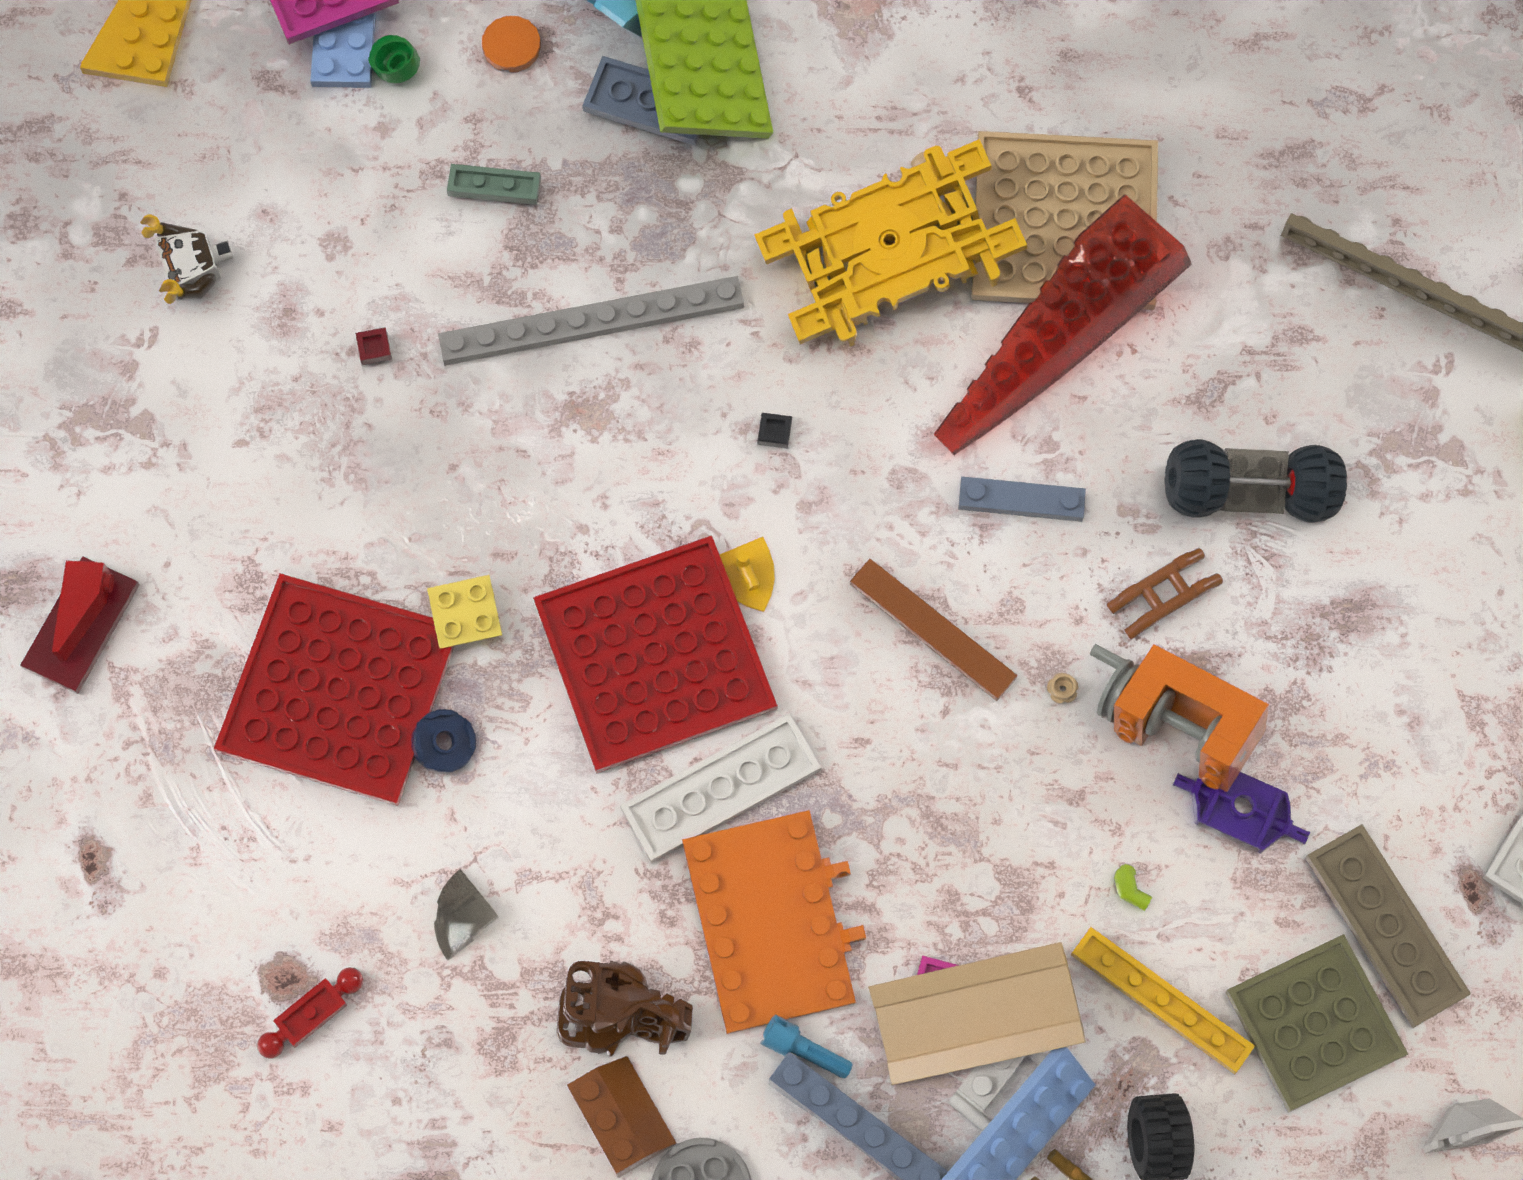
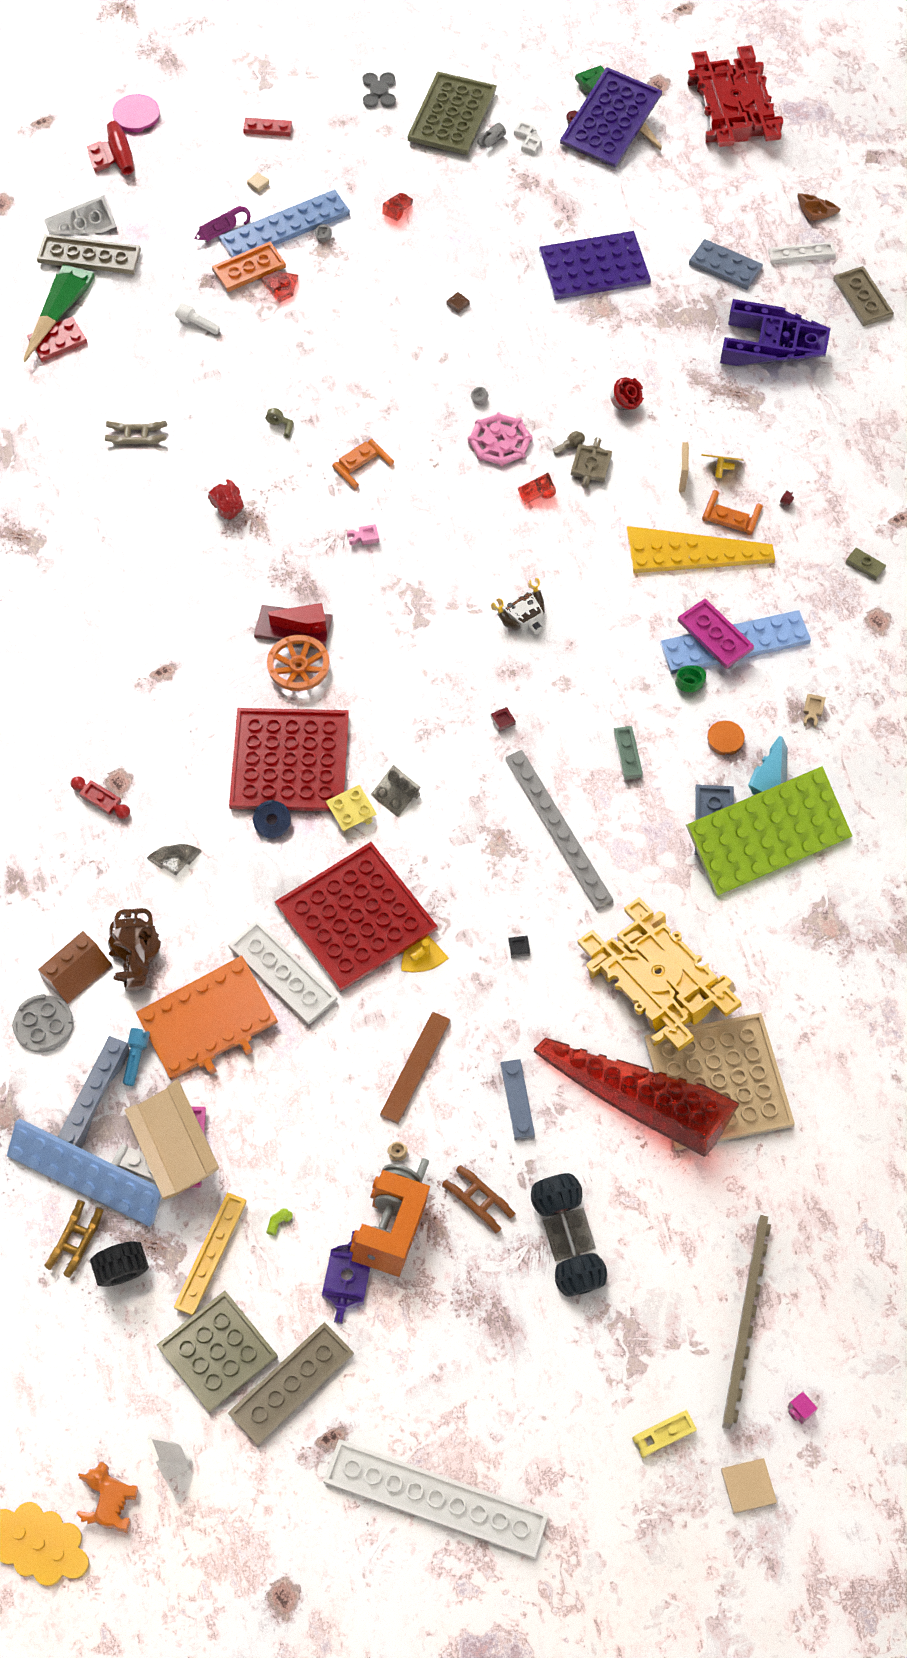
camera: 75 degrees right, 10 degrees down
(159, 625) = (298, 661): none -> orange wheel
(451, 538) = (396, 790): none -> clear smoke hinge

